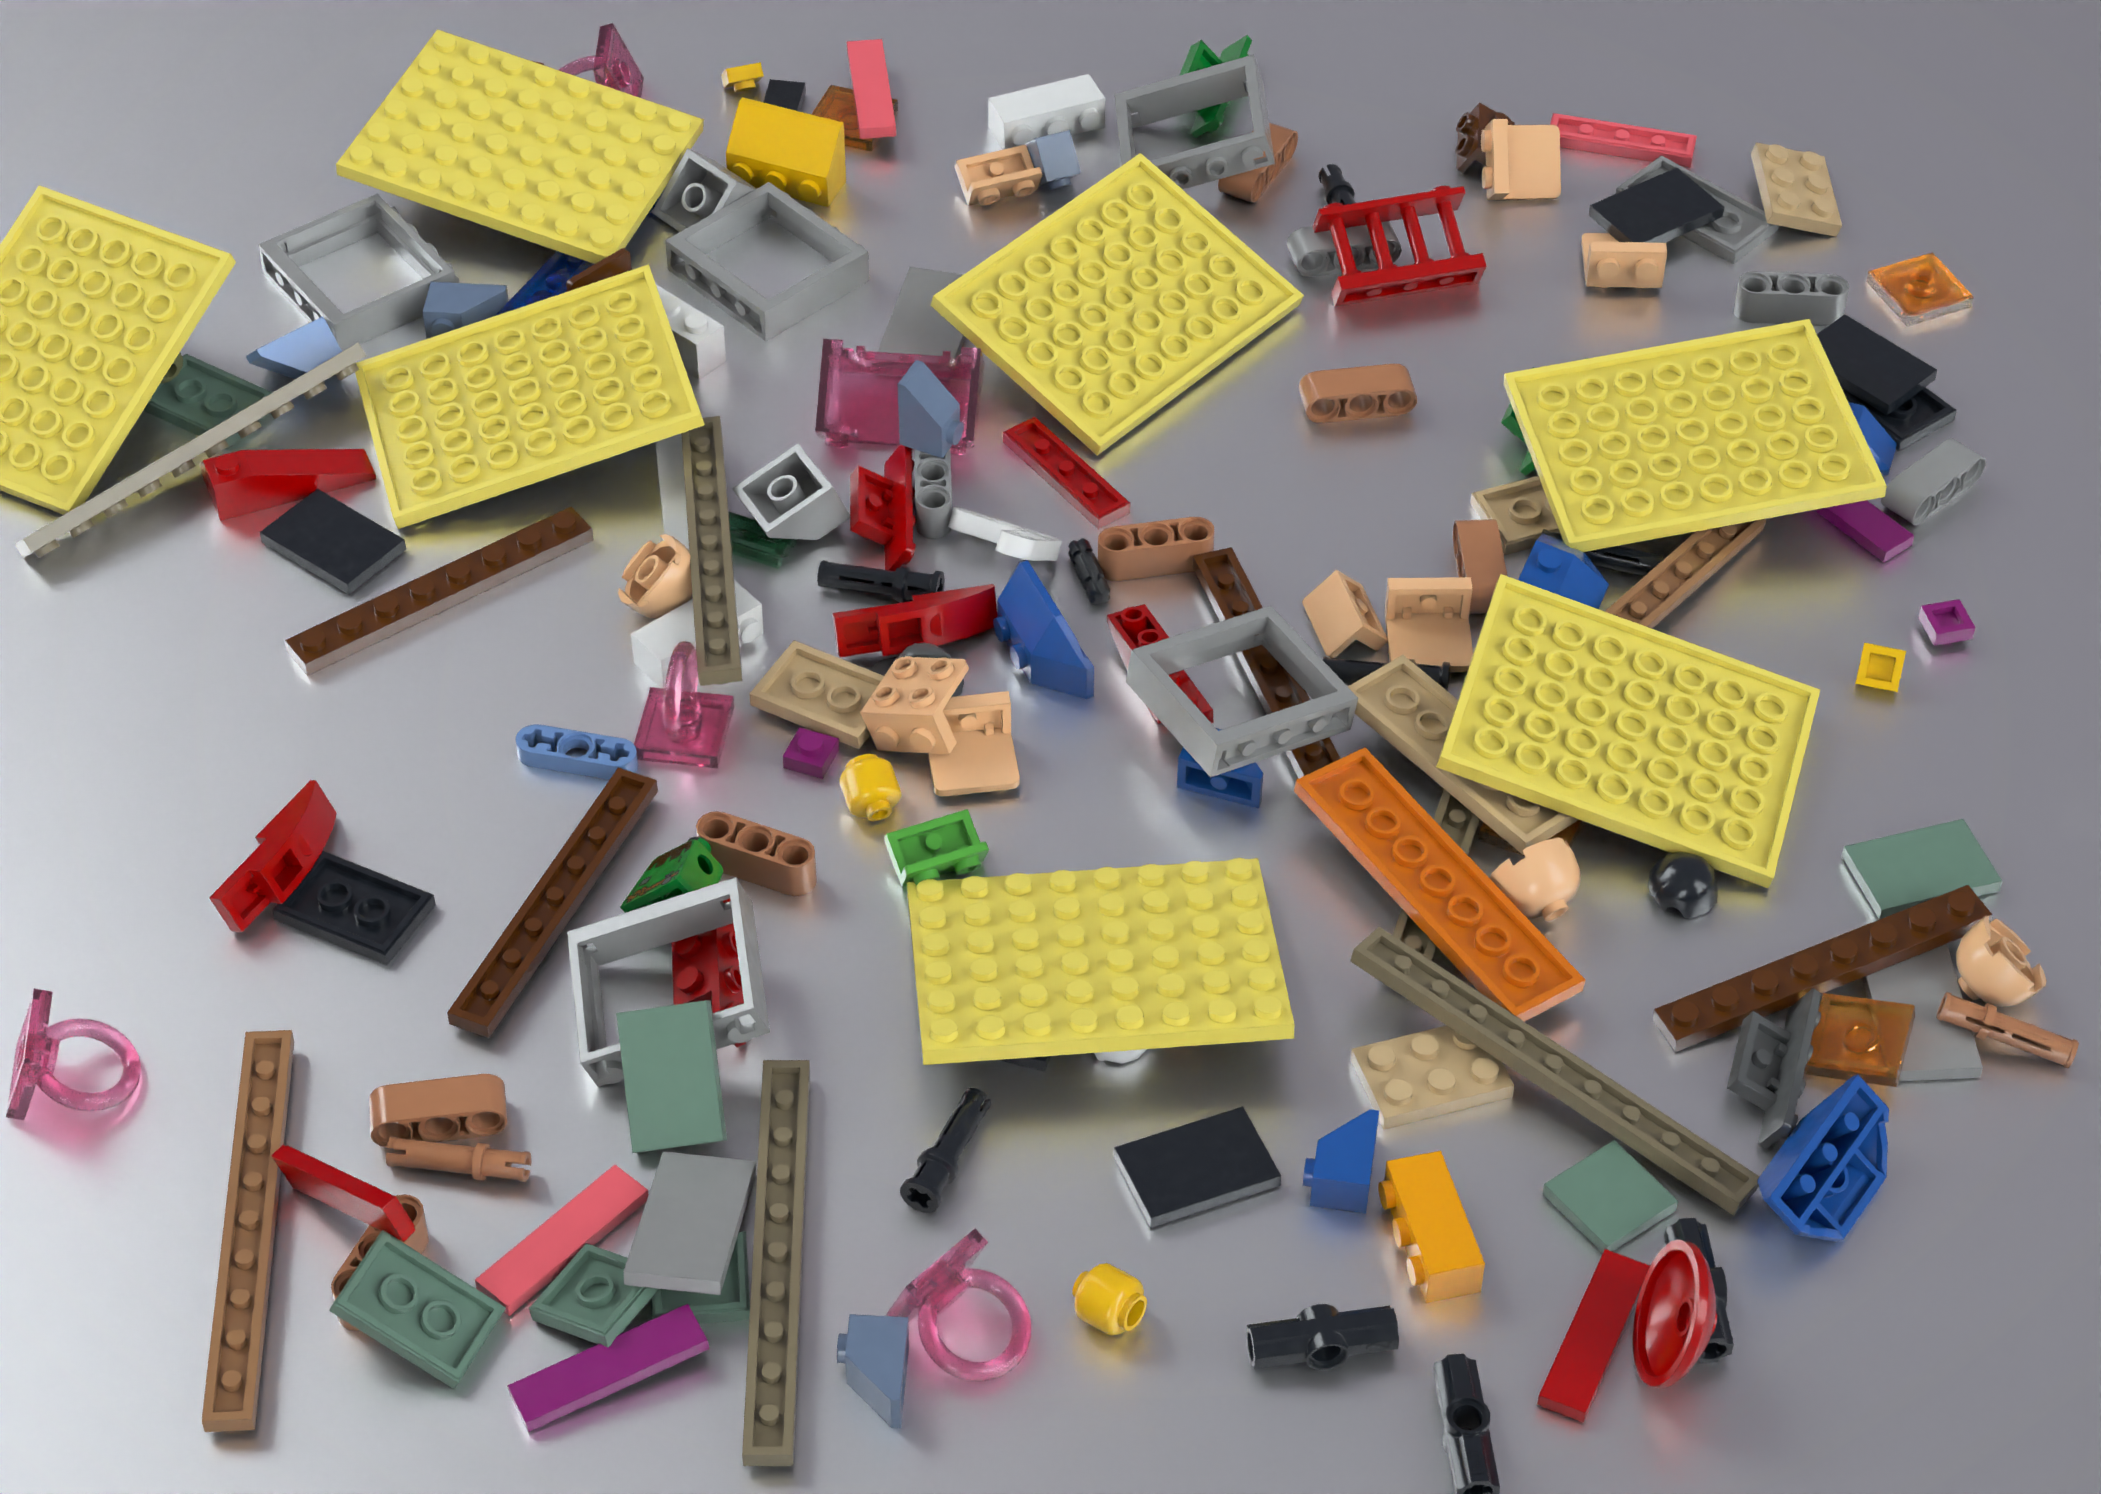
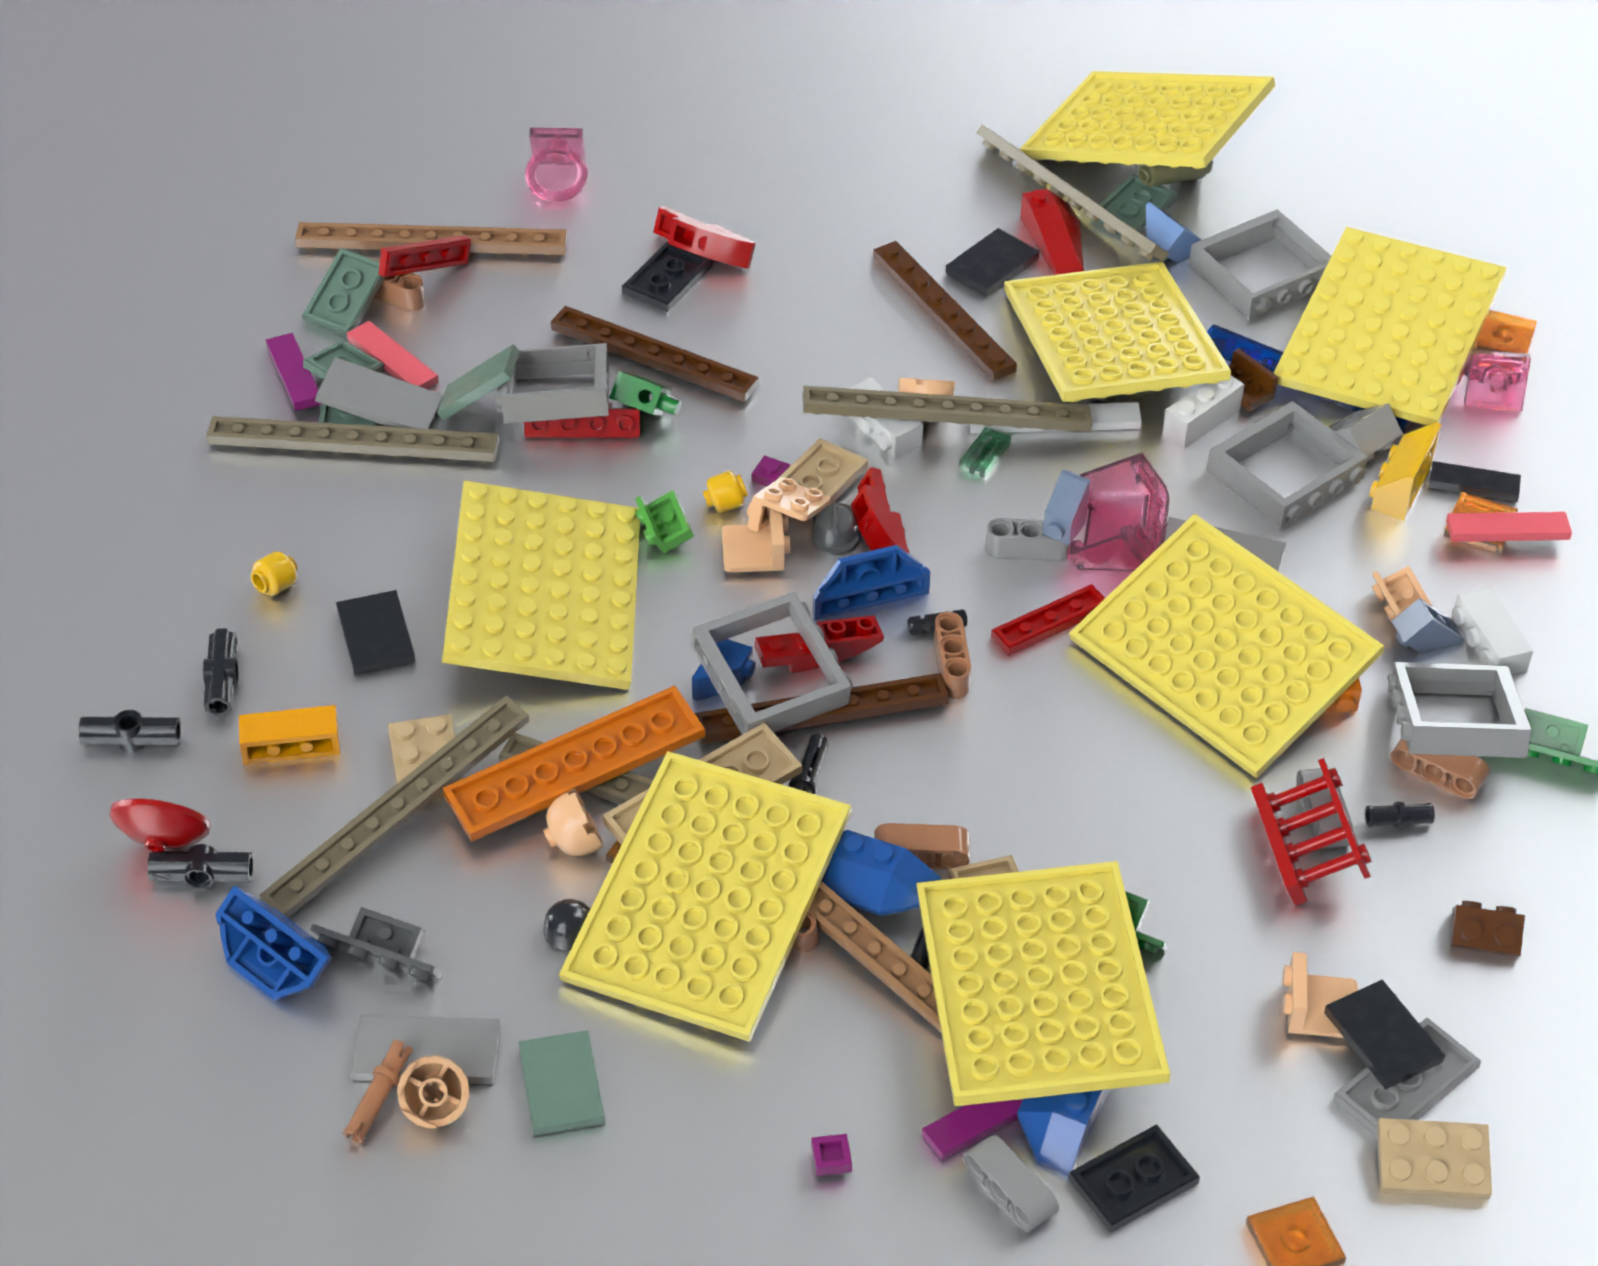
camera: 95 degrees right, 0 degrees up
(438, 1109) = (494, 305): nougat beam -> none
(460, 304) = (1219, 306): sand blue slope -> none
(477, 1161) = (454, 321): nougat pin -> none
(547, 757) = (785, 375): medium blue beam -> none
(679, 721) = (788, 413): clear pink tile -> none
(742, 77) = (1520, 458): yellow plate -> none
(760, 853) = (674, 438): nougat beam -> none
(792, 498) = (1010, 463): light grey slope -> none
(877, 1362) = (257, 475): sand blue slope -> none
(884, 507) = (997, 504): red bracket -> none
(900, 583) = (927, 518): black pin -> none
(939, 1163) = (403, 510): black pin -> none
(942, 1286) = (296, 493): clear pink tile -> none
(1010, 538) = (954, 577): white beam -> none
(1342, 615) = (875, 762): light nougat panel -> none
(1343, 1165) = (352, 696): blue slope -> none
(1357, 393) = (1133, 795): nougat beam -> none
(1430, 620) = (863, 798): light nougat bracket -> none
(1521, 161) = (1440, 930): light nougat bracket -> none
(1593, 1336) = (225, 829): red tile -> none
(1610, 1197) = (291, 835): sand green tile -> none
(1624, 140) = (1508, 1039): coral tile -> none
(1790, 297) = (1265, 1134): light grey beam -> none
(1820, 967) = (466, 993): reddish brown plate -> none
(1861, 1039) = (392, 999): clear orange tile -> none
(1873, 365) = (1165, 1157): black tile -> none
(1880, 667) = (779, 1092): yellow plate -> none

